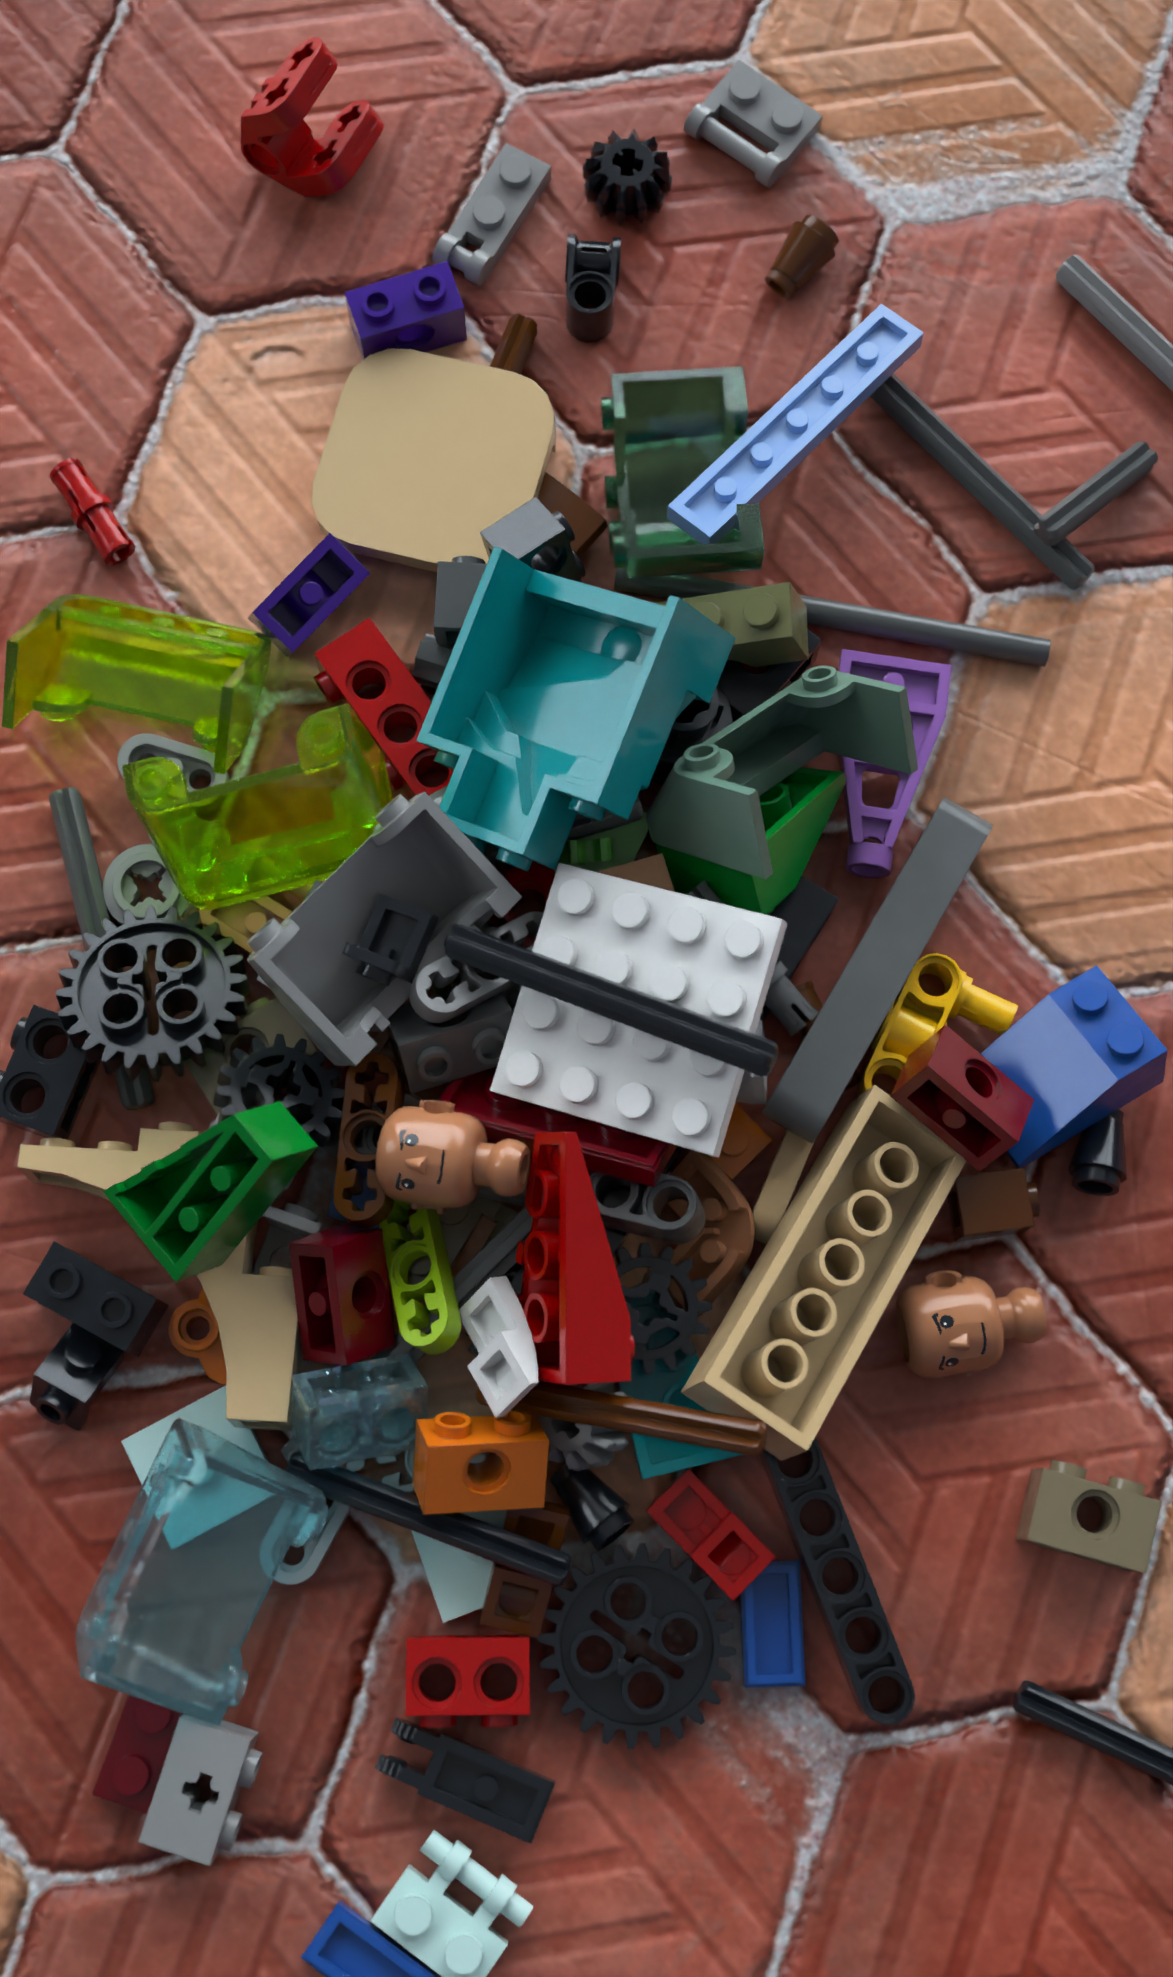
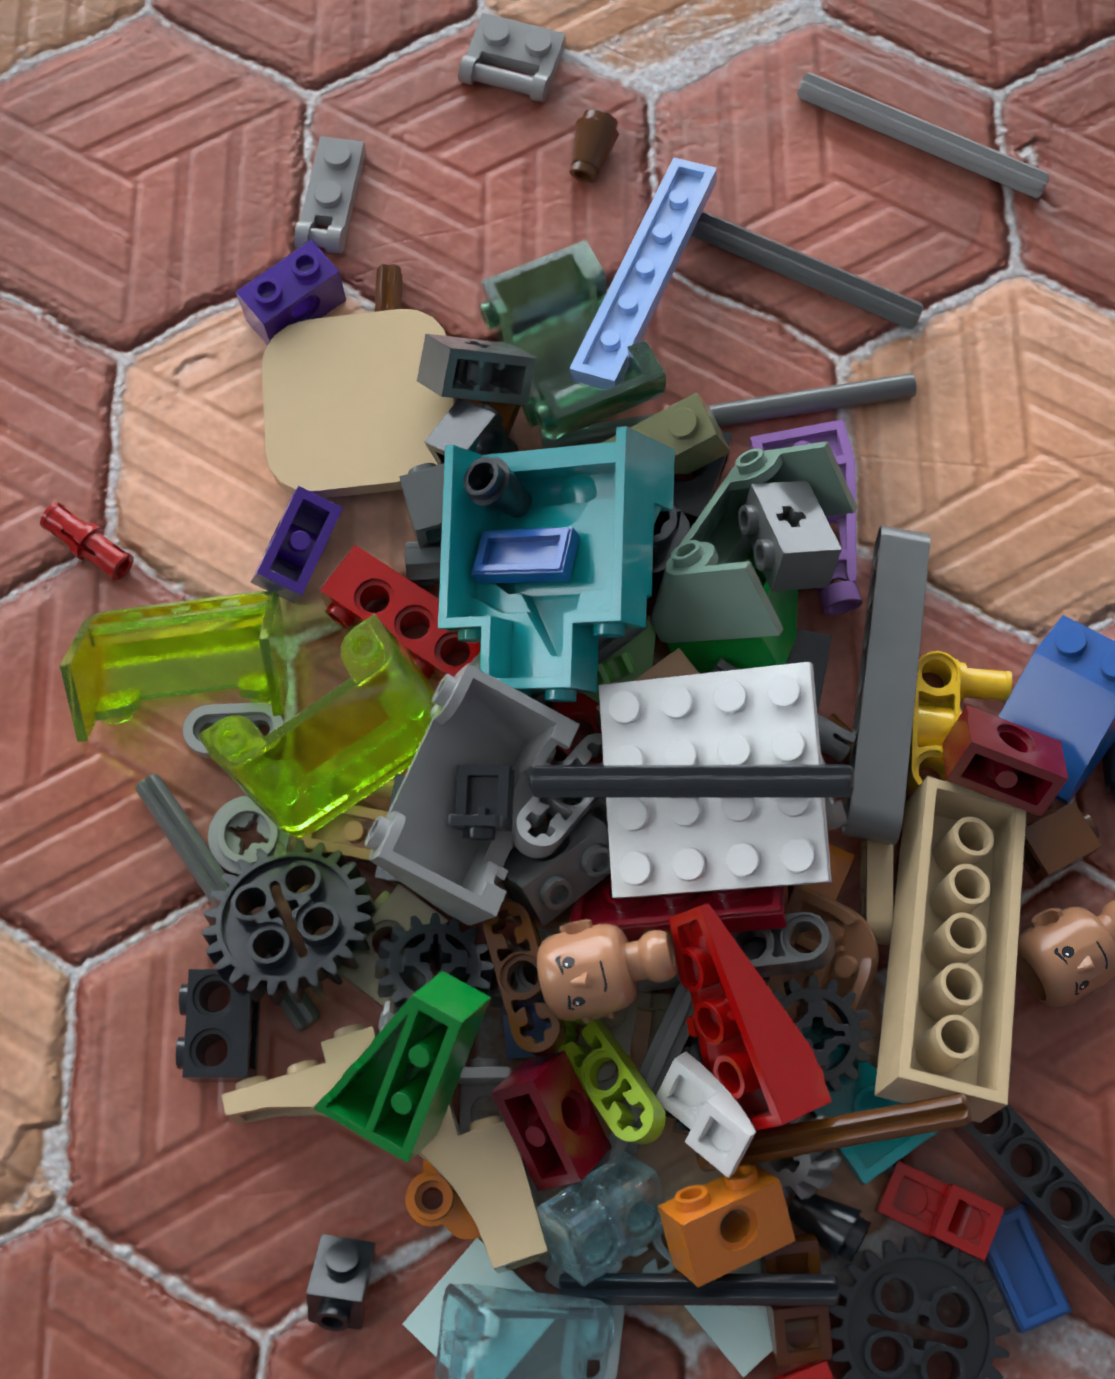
camera: 15 degrees left, 5 degrees down
(95, 1299) = (335, 1206): black brick -> none
(282, 143) = (135, 194): red piece -> none
(532, 609) = (495, 486): none -> black cone
(538, 695) = (526, 555): none -> blue tile
(567, 471) = (476, 369): none -> dark grey brick
(591, 280) = (432, 218): black piece -> none
(627, 177) = (429, 130): black gear -> none
(827, 774) = (789, 535): none -> dark grey brick
(1095, 493) = (900, 247): dark grey axle -> none

